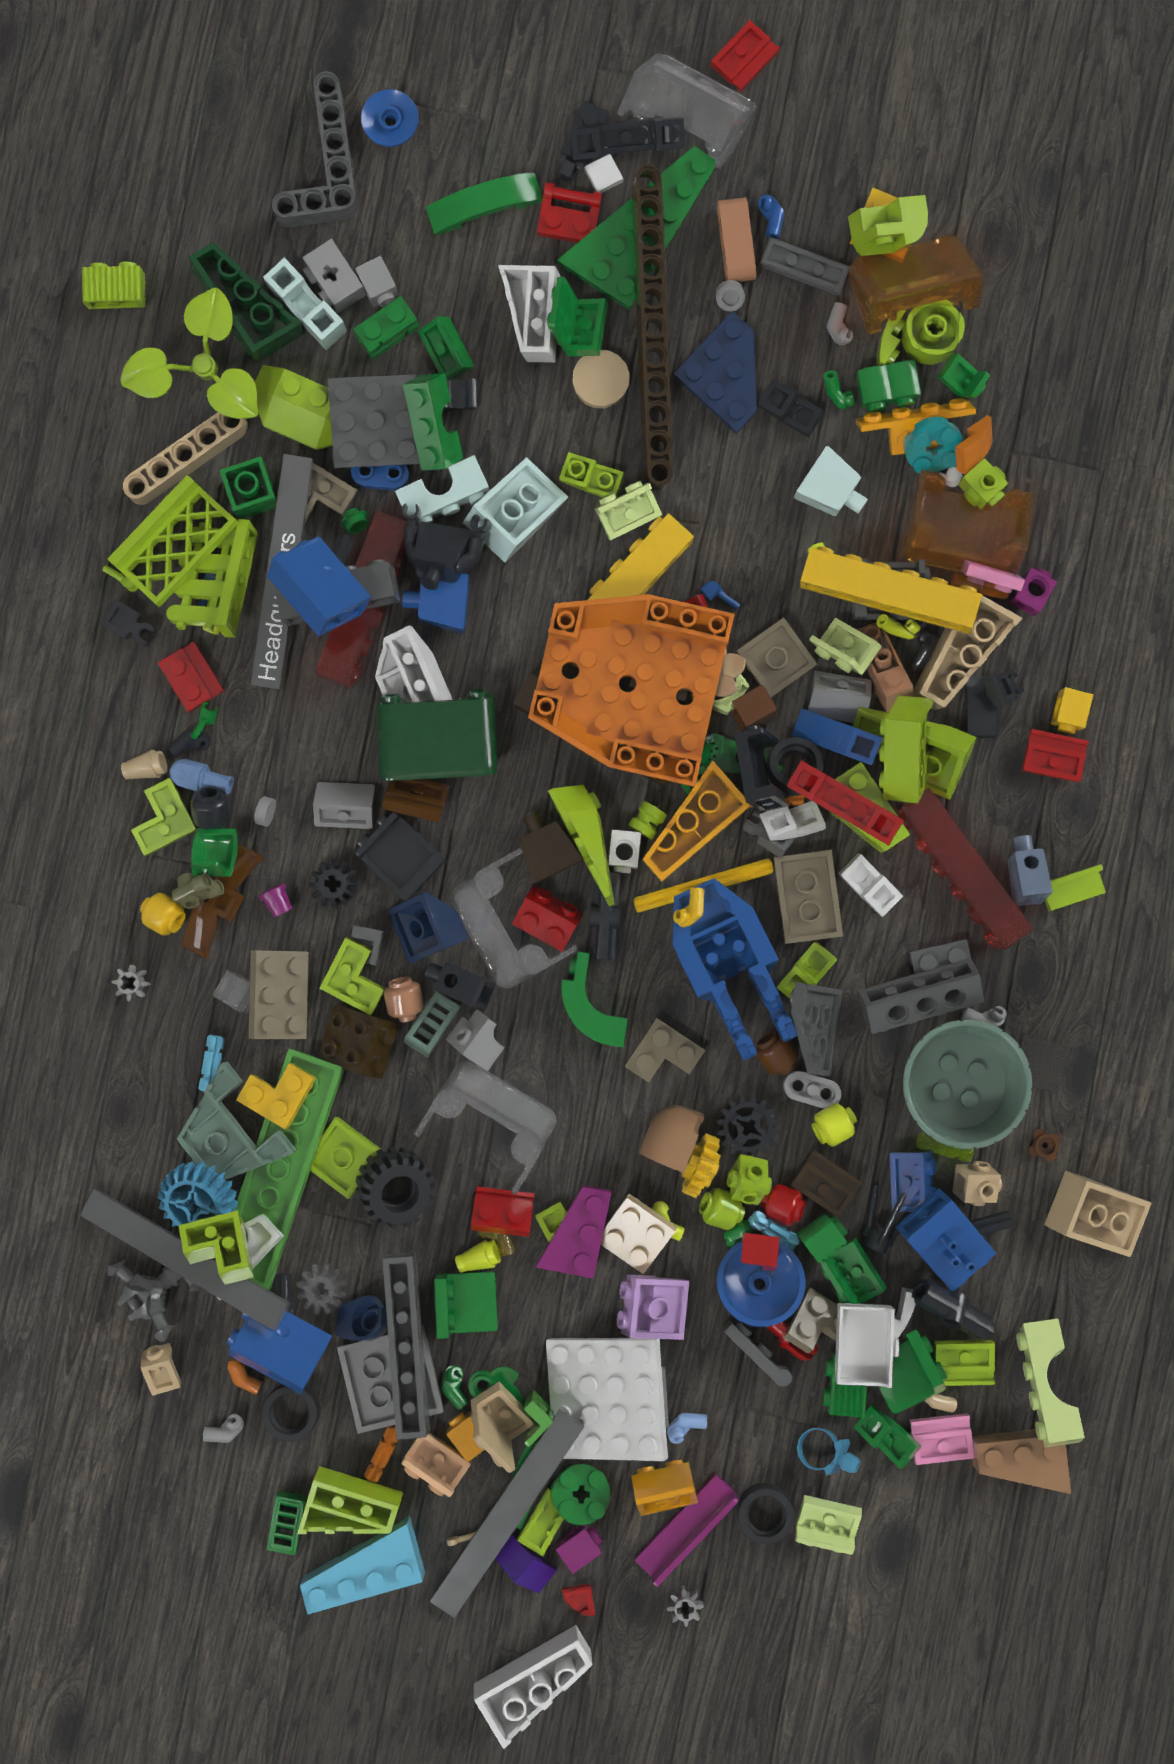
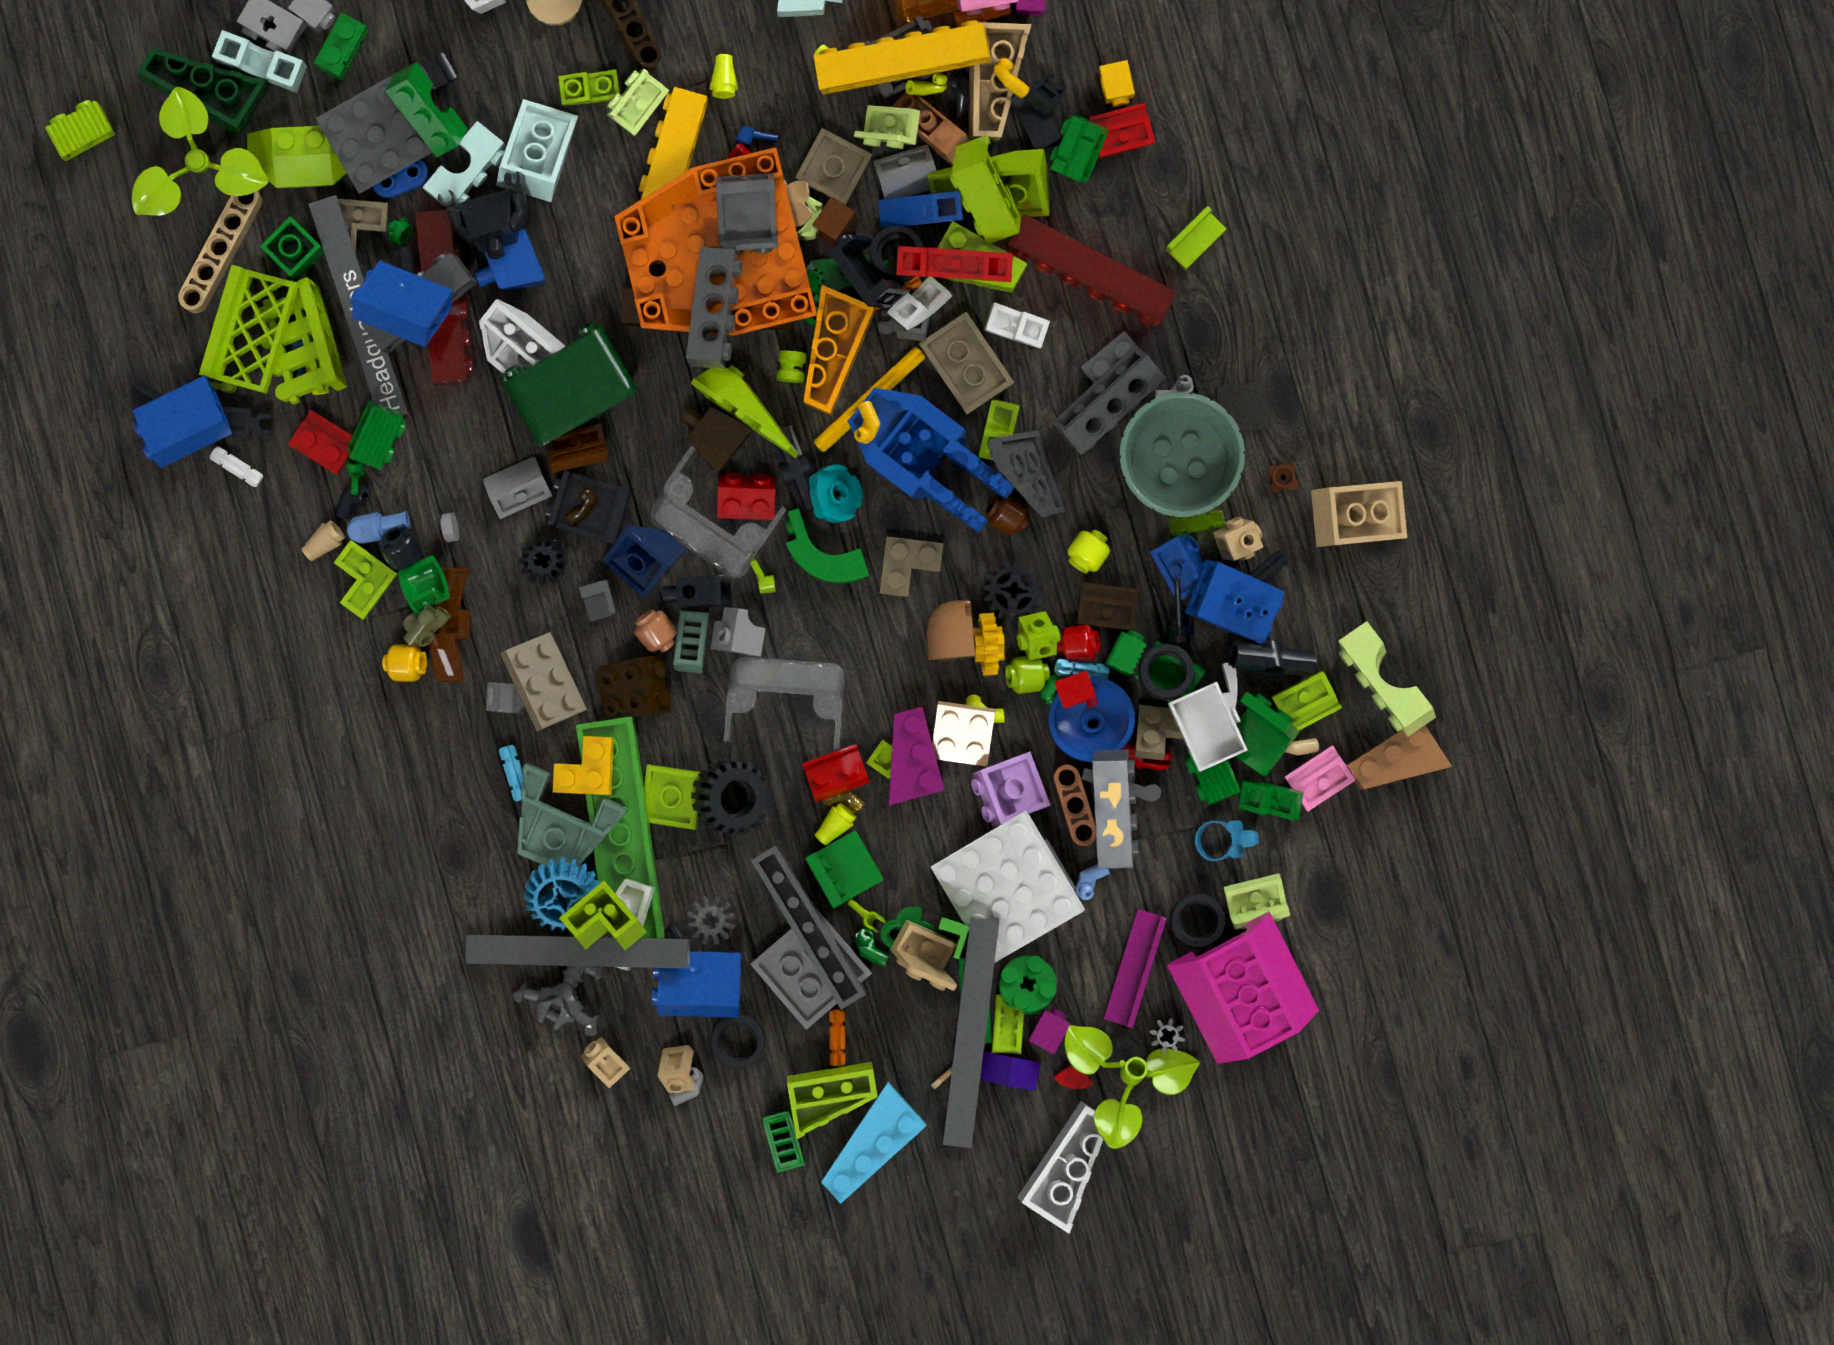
camera: 25 degrees left, 0 degrees up
(67, 592) = (178, 421): none -> blue piece
(101, 659) = (236, 466): none -> white axle
(139, 983) = (415, 733): light grey gear -> none
(221, 1409) = (675, 1069): none -> tan bracket
(239, 694) = (375, 435): none -> green brick
(241, 1378) = (677, 1033): orange arm -> none
(276, 899) = (499, 600): magenta piece -> none
(345, 979) = (595, 640): lime plate -> none
(362, 1319) = (760, 927): dark blue piece -> none
(394, 855) = (583, 509): none -> dark brown arm
(435, 1464) = (887, 1020): light nougat bracket -> none
(445, 347) = (402, 37): green slope -> none
(461, 1435) = (902, 984): light orange brick -> none
(465, 1355) = (869, 917): none -> lime hand
(525, 1005) = (766, 583): none -> lime hand
(616, 955) = (822, 495): none -> teal plate
(623, 692) = (711, 264): none -> dark grey brick
(629, 838) = (780, 391): white brick -> none
(664, 1488) = (1098, 941): light orange slope -> none
(668, 1642) = (1115, 1120): none -> lime plant
(677, 660) = (746, 212): none -> dark grey panel
(708, 1365) = (1075, 790): none -> nougat beam
(716, 529) = (723, 78): none -> neon yellow cone
(740, 1376) = (1113, 809): none -> brick
(776, 1608) = (1245, 992): none -> dark pink slope
(811, 1089) = (1054, 530): light grey plate -> none
(869, 1288) = (1187, 667): none -> black tyre
(978, 659) = (1010, 81): none -> yellow arm
(1008, 752) = (1078, 148): none -> green brick
(1029, 884) = (1155, 253): sand blue torso -> none

